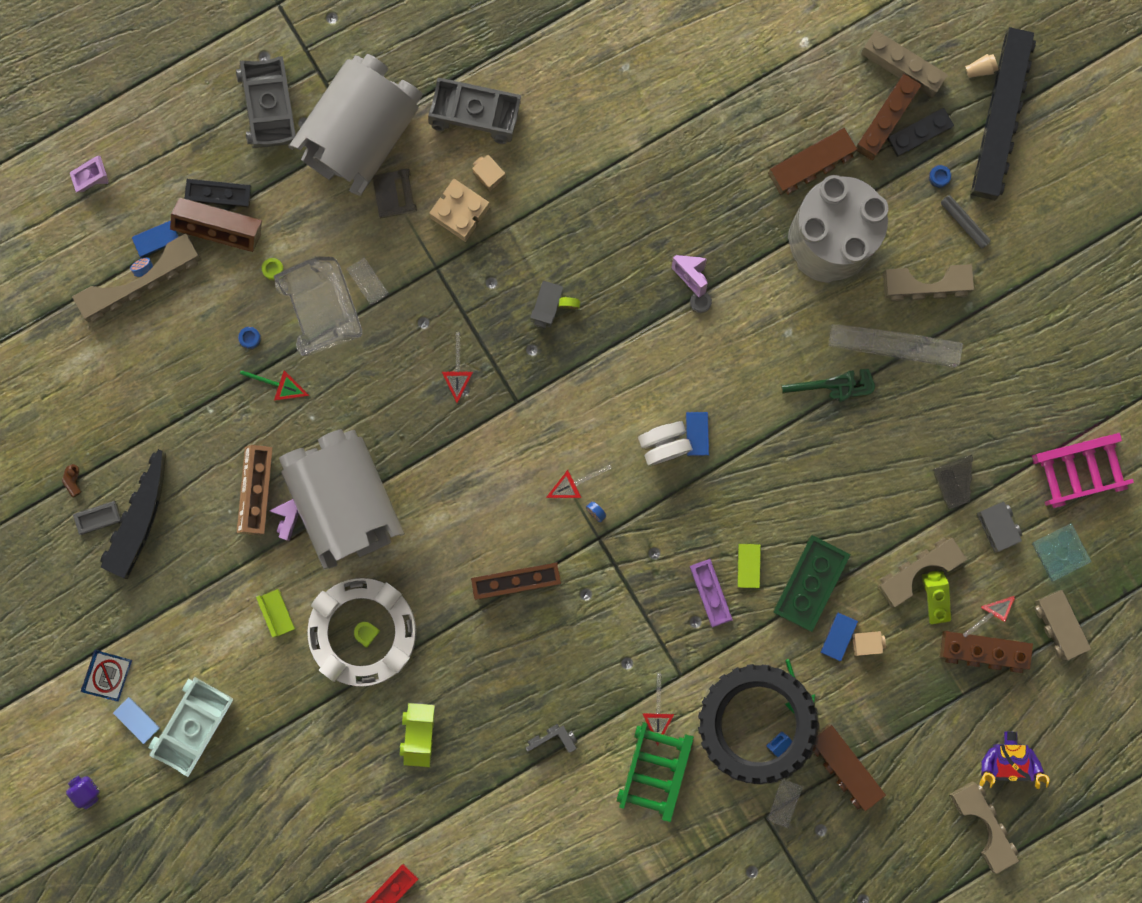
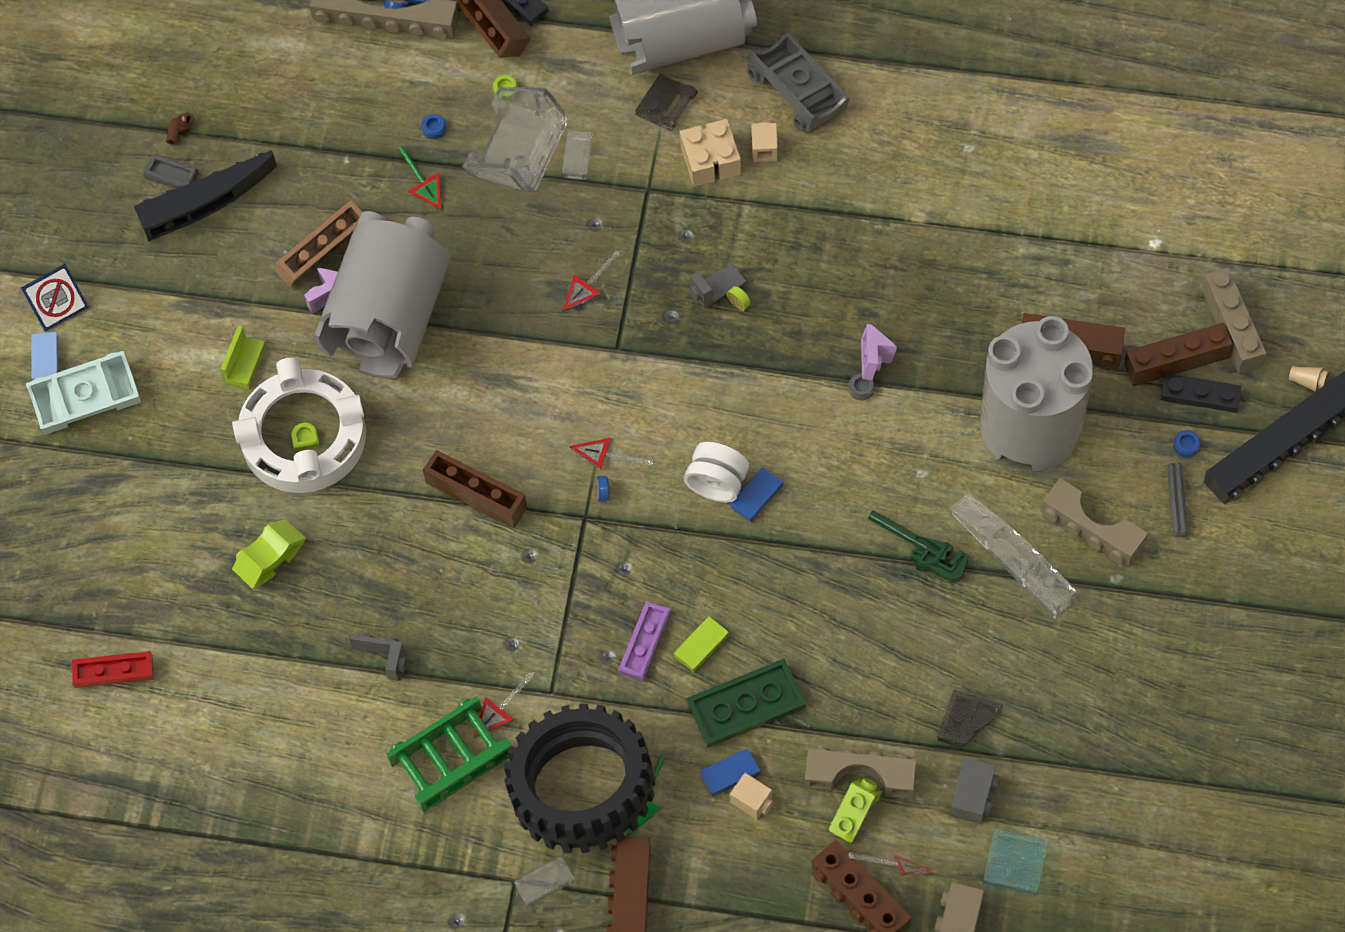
camera: 50 degrees right, 20 degrees down
(1088, 450) = (1100, 775): dark pink fence -> none

